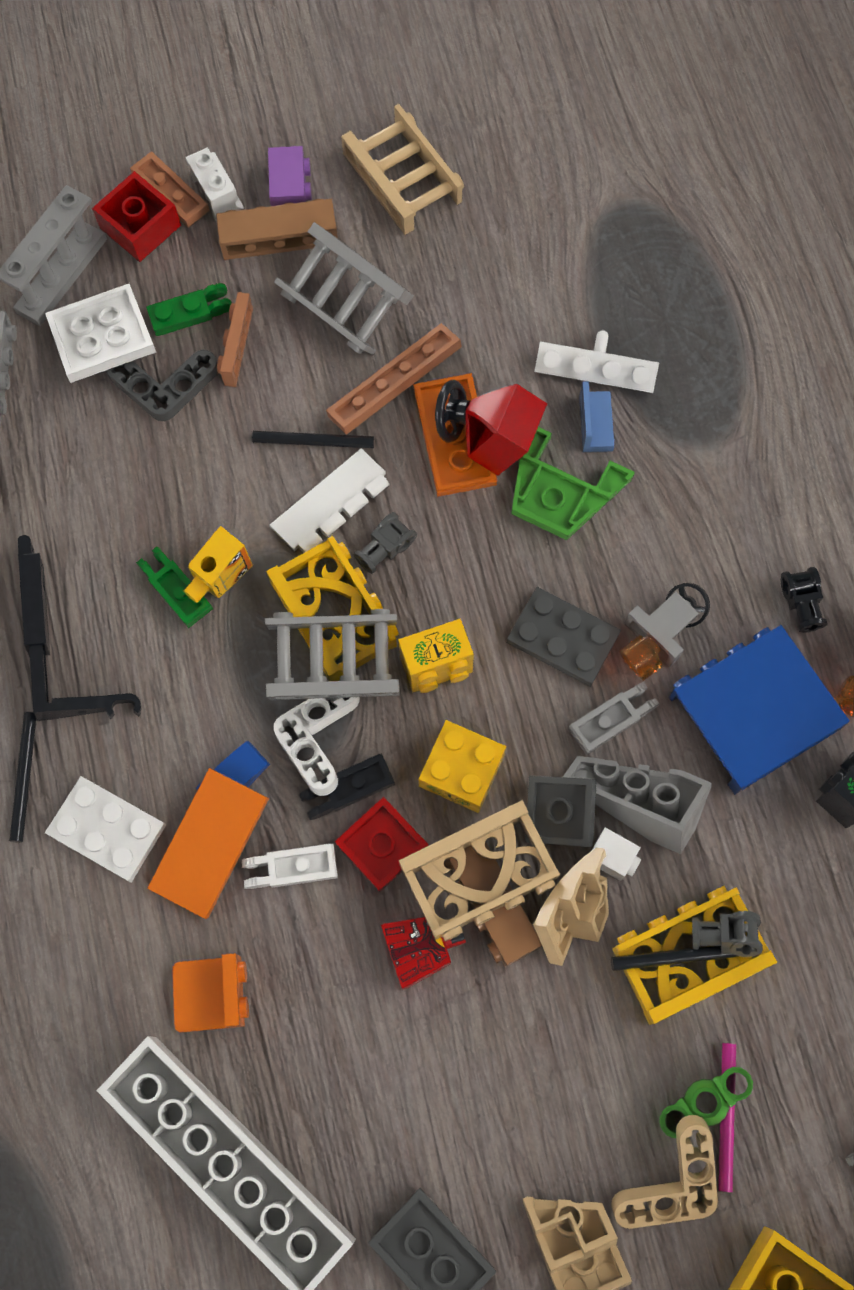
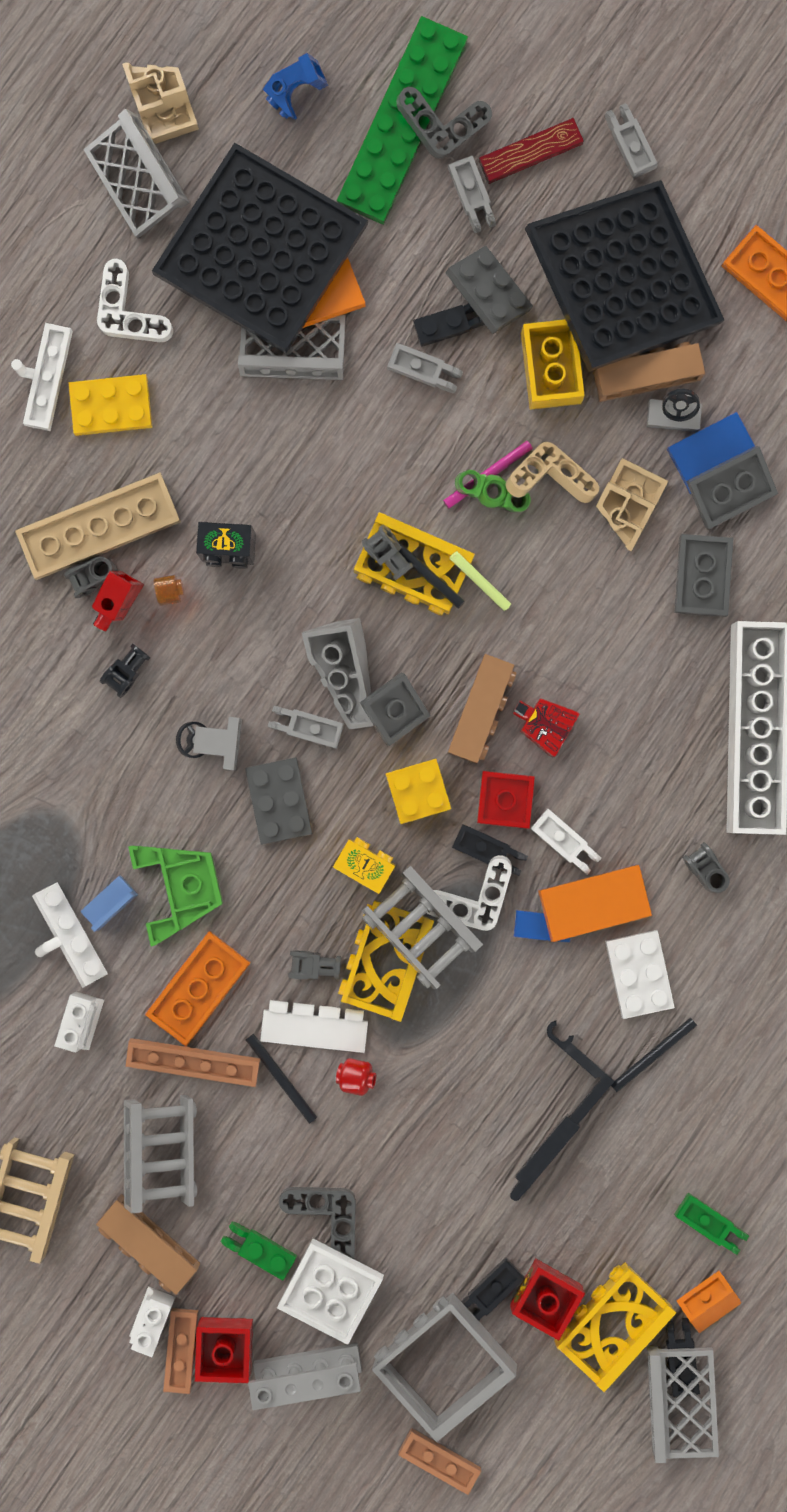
camera: 130 degrees left, 15 degrees up
(145, 982) = (706, 868): none -> dark grey piece
(170, 585) = (458, 1072): green hinge -> none
(210, 994) = (677, 822): orange bracket -> none
(217, 566) = (414, 1054): yellow torso -> none
(235, 339) = (255, 1196): nougat plate -> none
(255, 497) = (355, 1077): none -> red head
(288, 175) = (102, 1273): medium lavender brick -> none
(496, 826) = (496, 755): tan fence -> none
(497, 423) = (178, 957): red piece -> none
(519, 325) = (79, 1022): none -> white window
(574, 908) = (445, 653): tan slope -> none
(620, 854) = (393, 656): white brick -> none
(621, 1006) = (480, 581): none -> yellowish green bar
(642, 656) = (253, 739): clear orange plate -> none
(759, 706) = (225, 643): blue panel -> none

